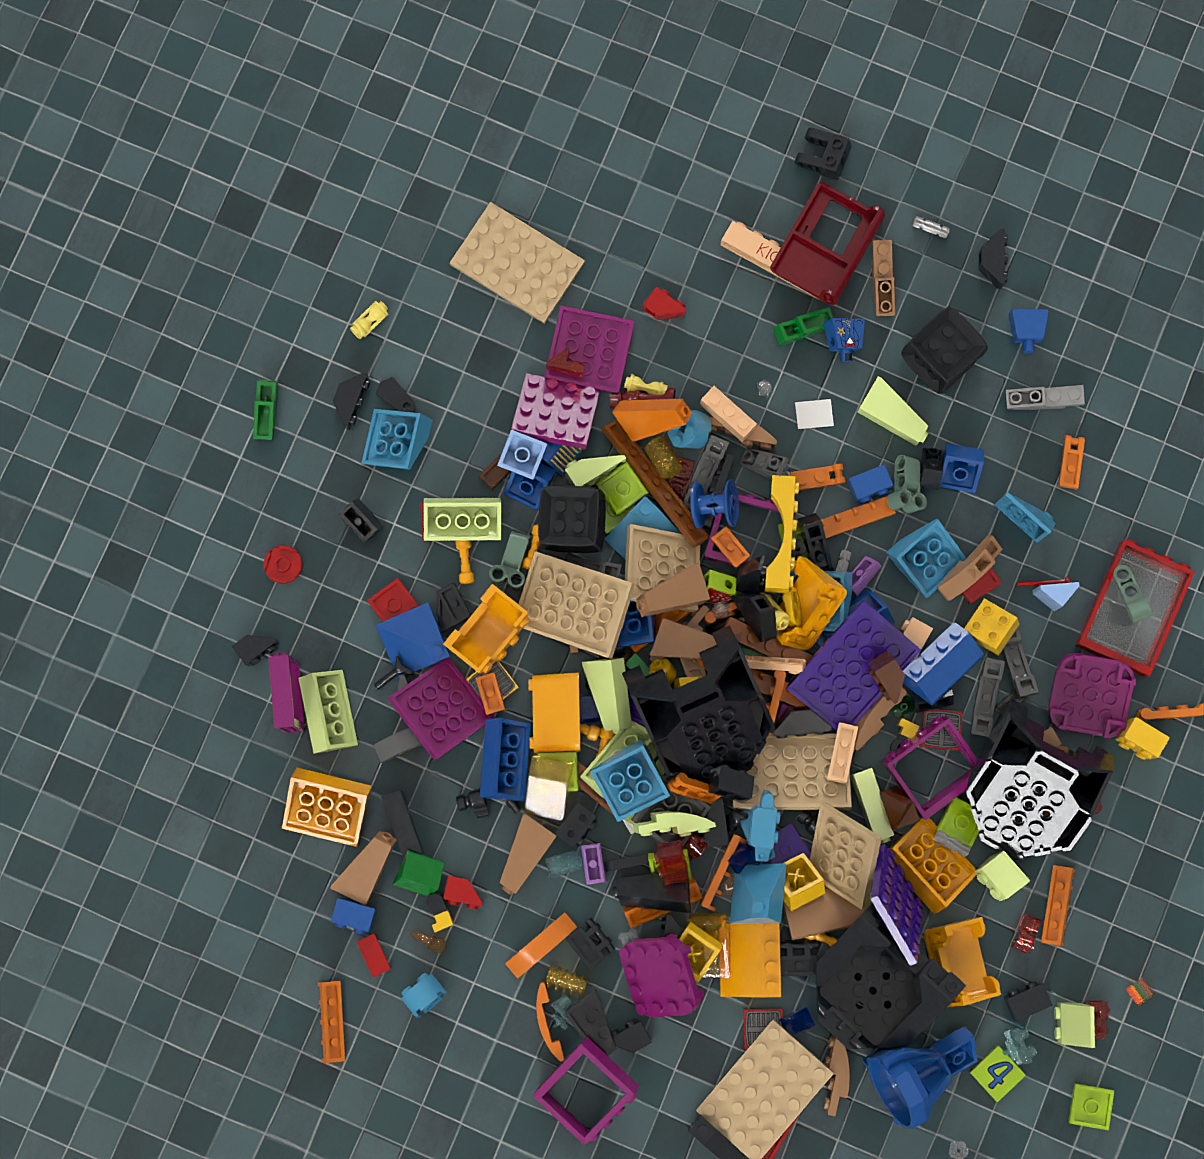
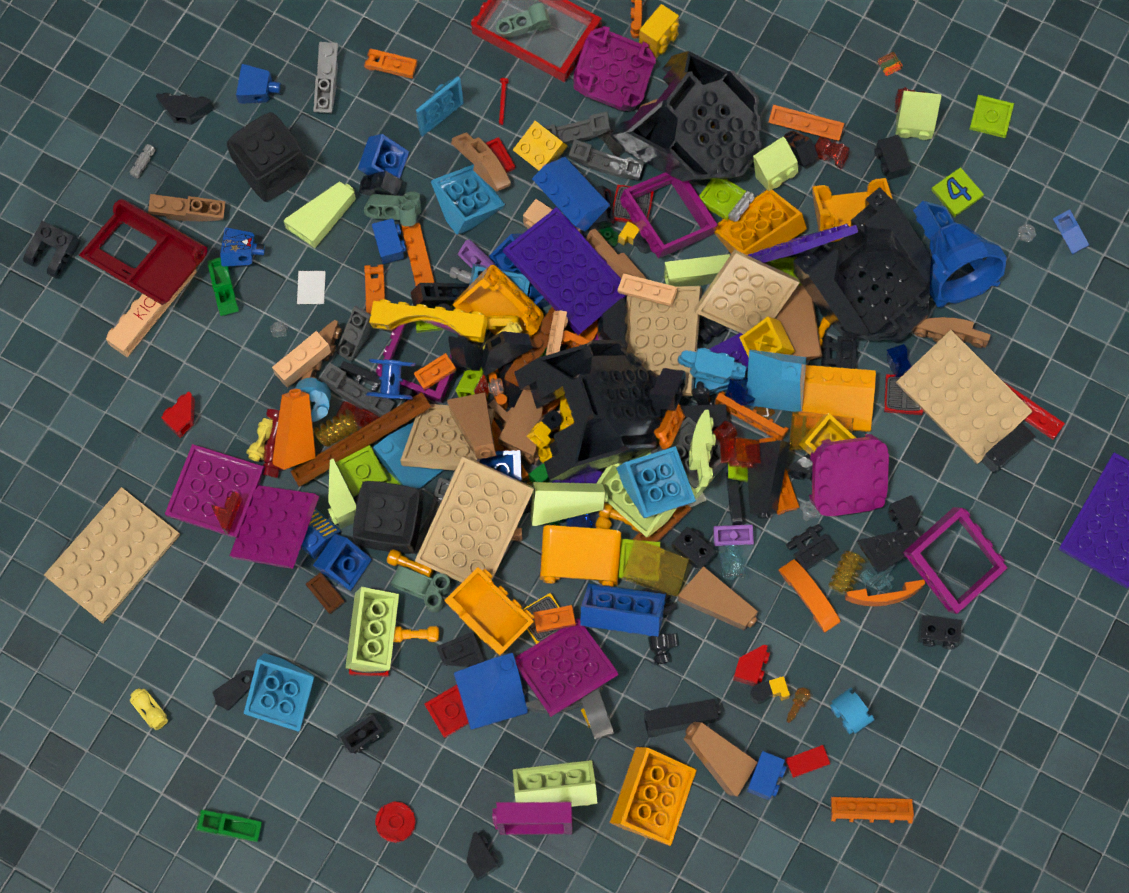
camera: 80 degrees left, 10 degrees down
(349, 398) = (230, 736): black slope -> none
(398, 670) = (519, 708): black piece -> none
(419, 873) = (730, 704): green slope -> none
(514, 1079) = (939, 631): none -> black brick
(522, 454) = (315, 559): light blue slope -> none
(678, 662) = (543, 427): none -> leg
(888, 674) = (579, 235): reddish brown slope -> none
(898, 807) = (704, 244): reddish brown slope -> none
(1016, 1046) = (933, 171): clear light blue hips -> none
(1026, 899) = (801, 147): none -> black slope
(1055, 594) = (517, 88): light blue slope -> none

